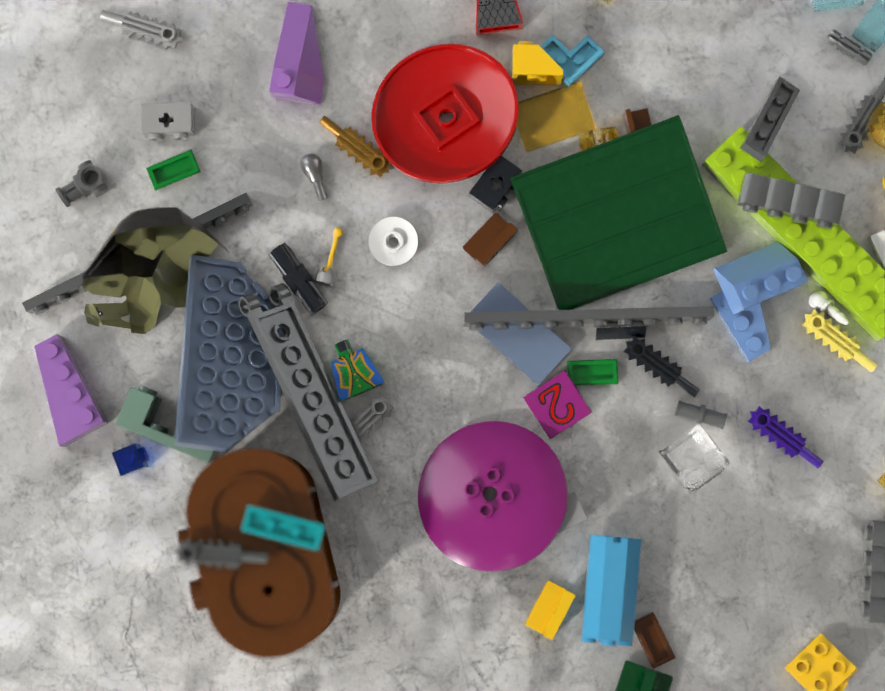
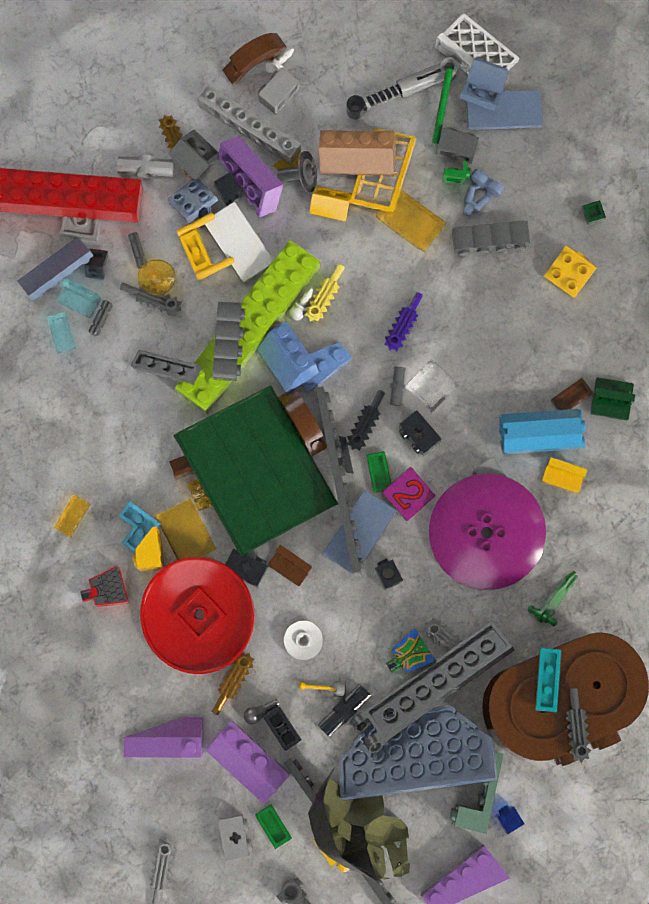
camera: 105 degrees left, 5 degrees down
(256, 151) = (248, 762): none -> medium lavender slope
(287, 197) = (282, 728): none -> black brick
(375, 551) = (547, 611): none -> green piece
(447, 360) = (388, 582): none -> black brick
(648, 430) = (417, 423): none -> black brick
(672, 283) = (303, 421): none -> reddish brown arch

